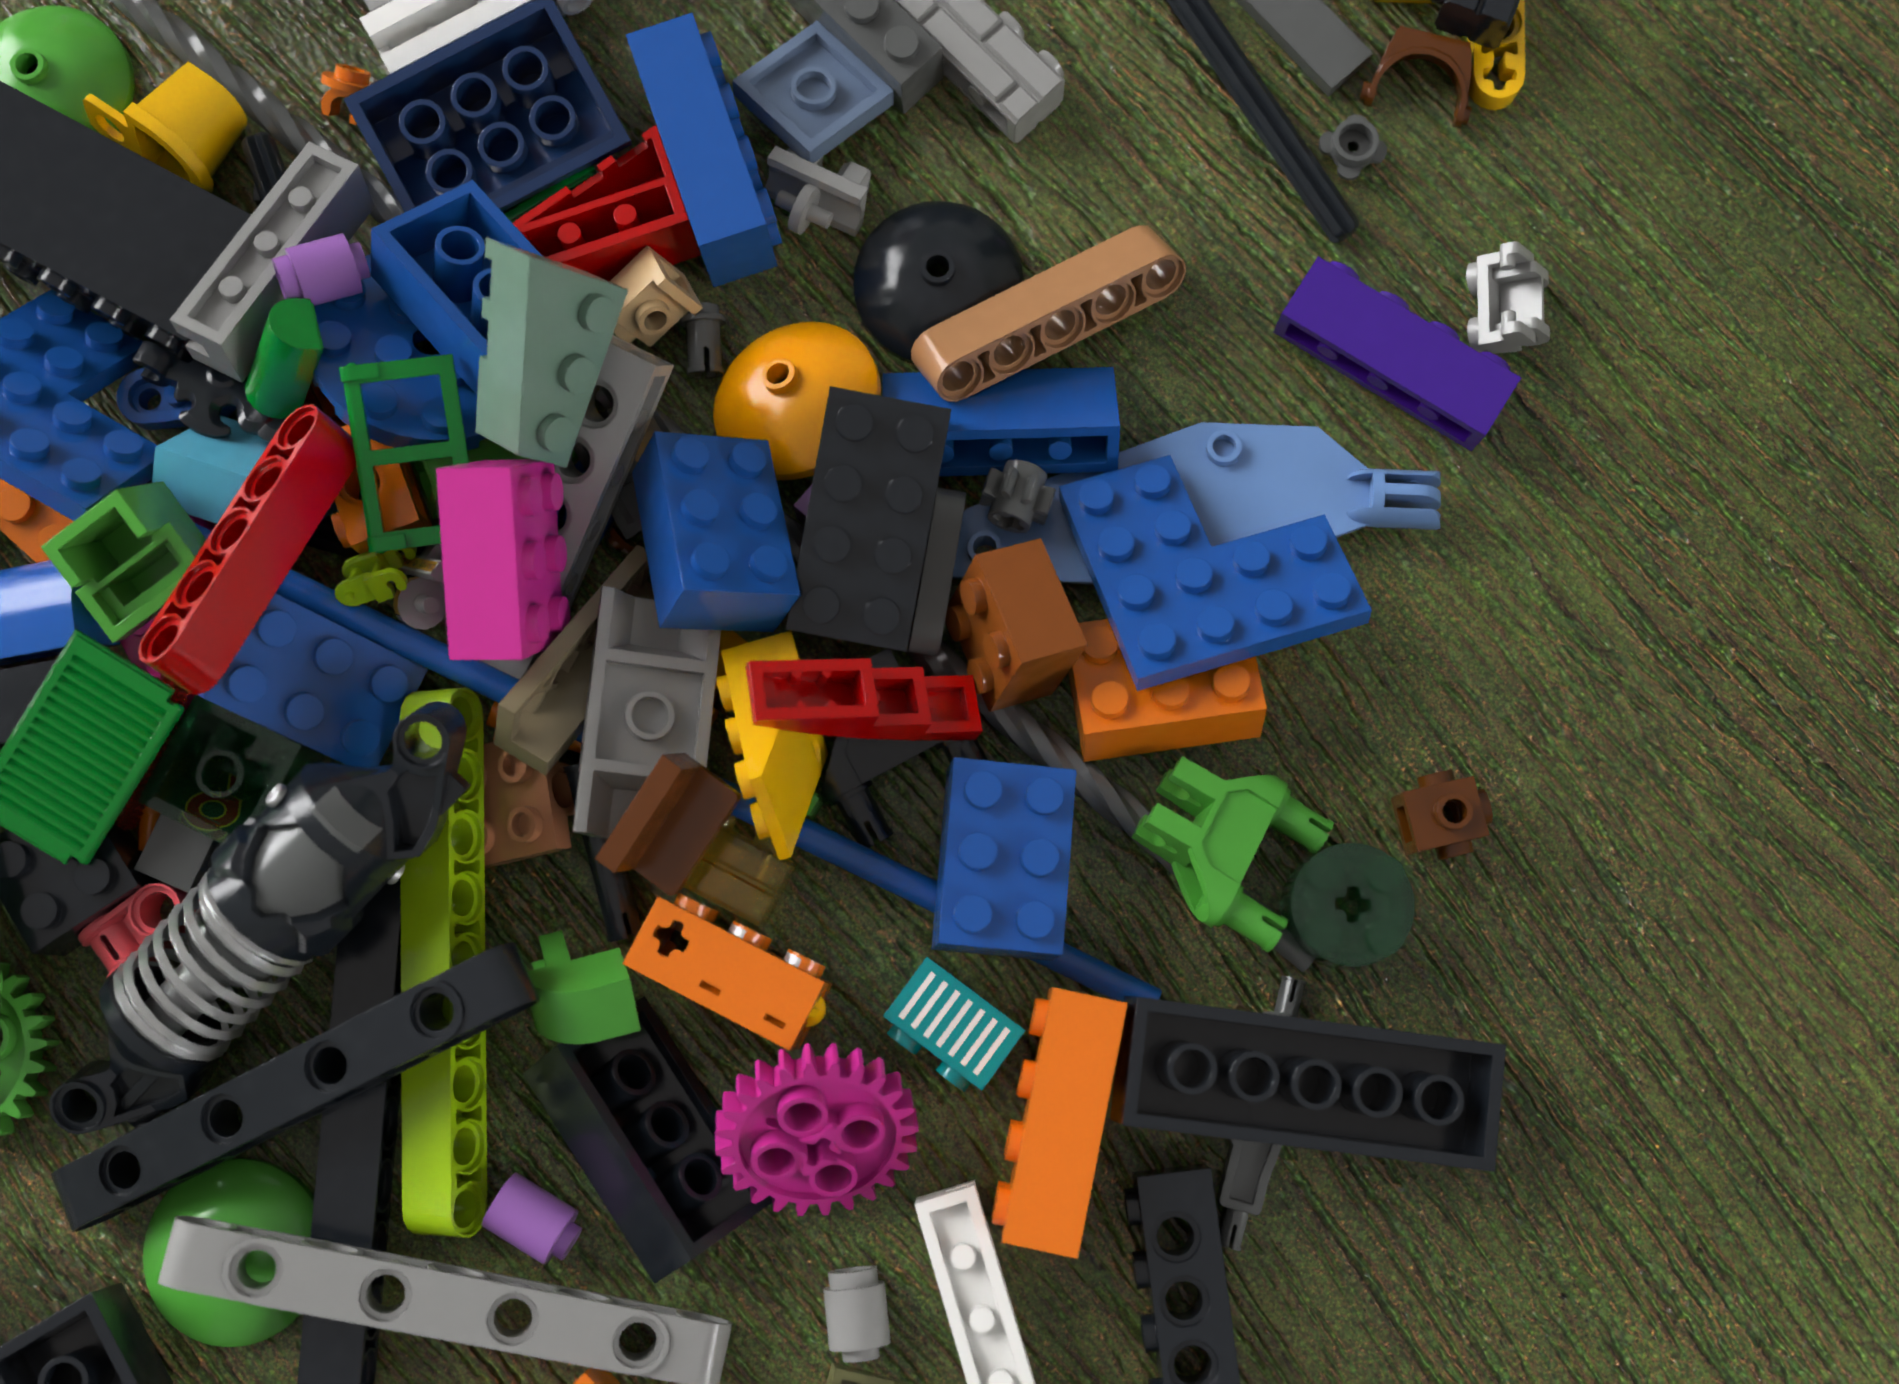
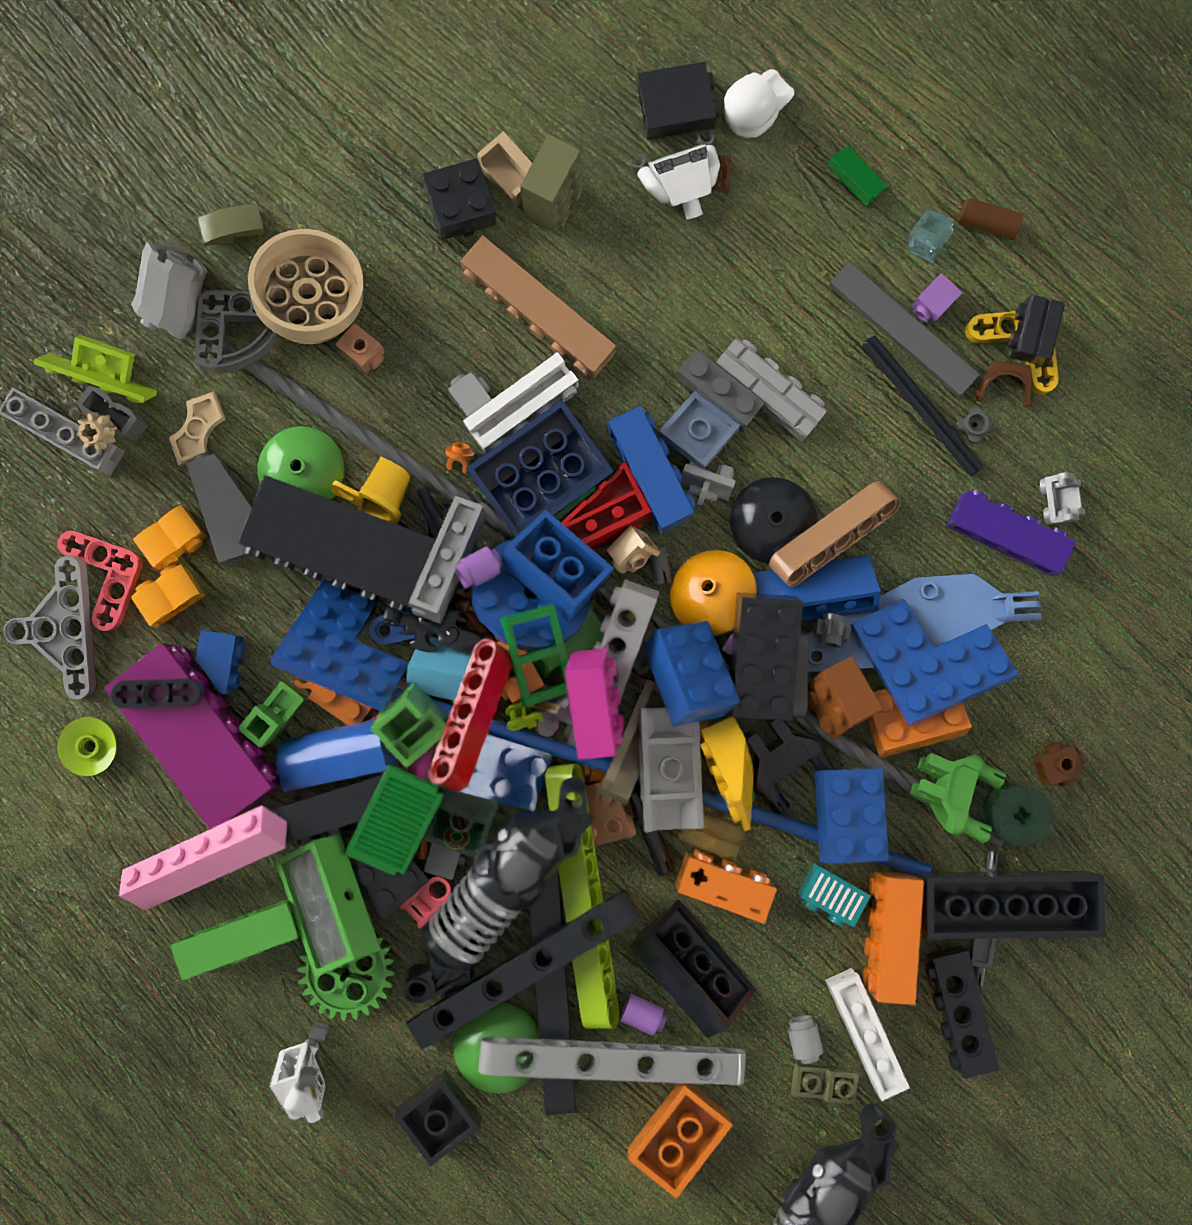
camera: 10 degrees left, 5 degrees up
(285, 359) = (466, 613): green brick -> none
(542, 351) = (604, 601): sand green wedge -> none
(581, 997) = (660, 907): bright green brick -> none
(670, 823) = (693, 821): reddish brown panel -> none
(816, 1129) = (777, 957): dark pink gear -> none
(862, 701) = (777, 749): red slope -> none

